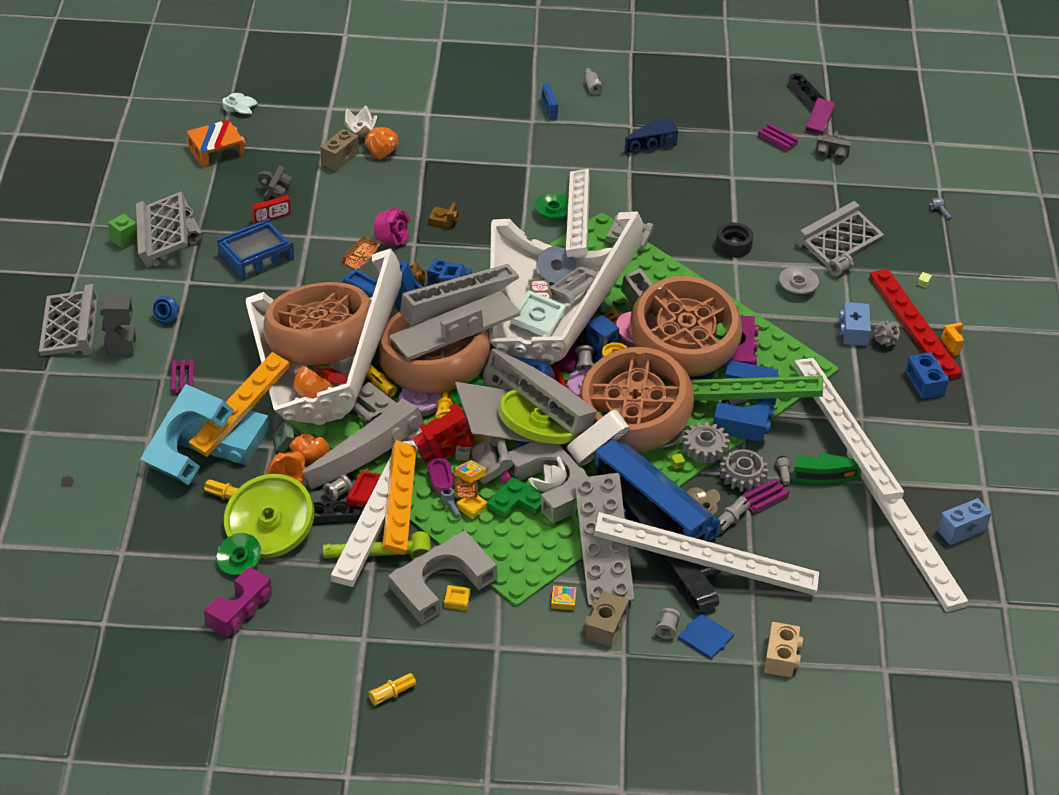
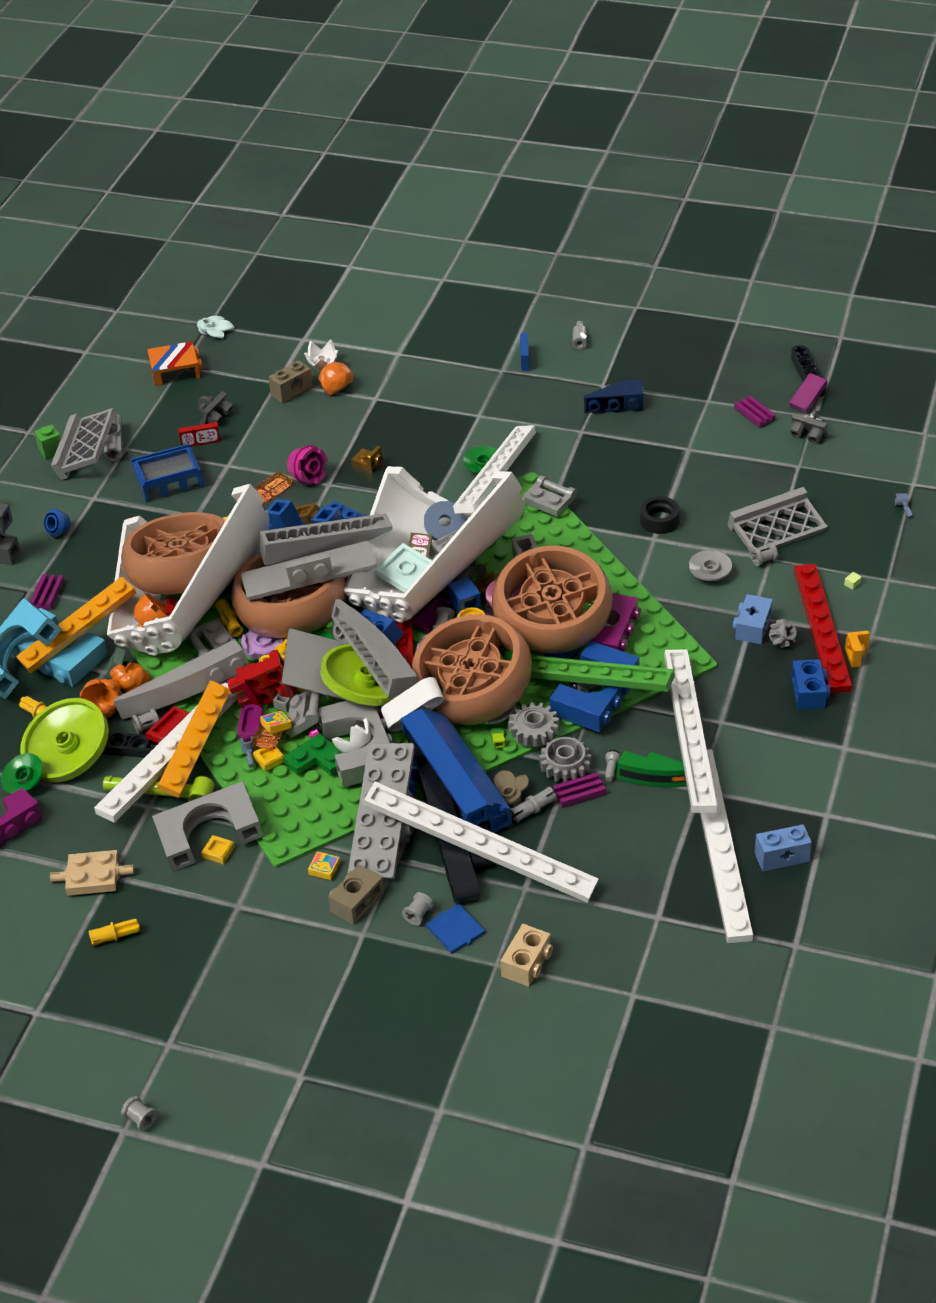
camera: 20 degrees right, 0 degrees up
(346, 637) = (91, 872): none -> tan plate

